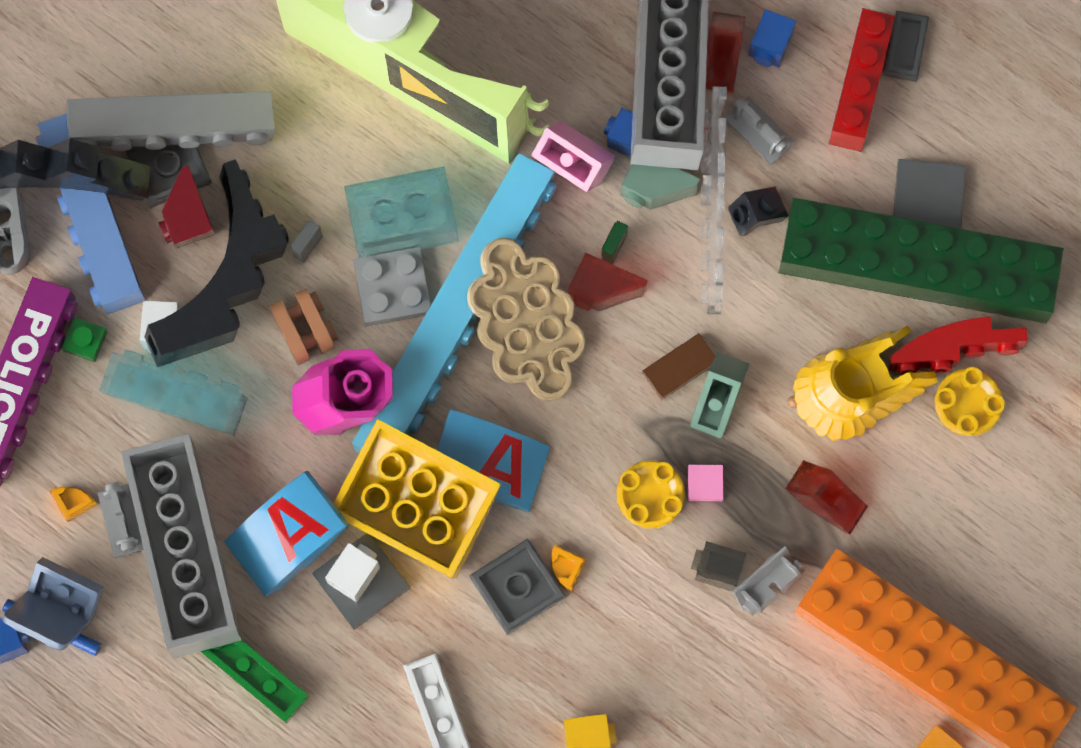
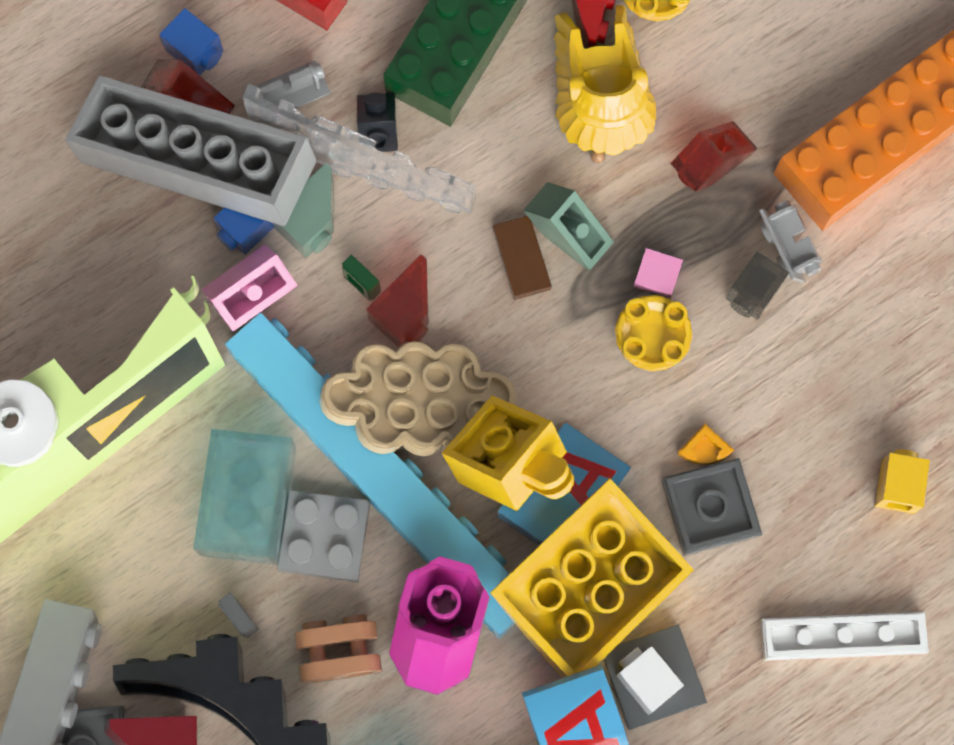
camera: 75 degrees left, 0 degrees up
(496, 400) = (509, 455): none -> yellow brick

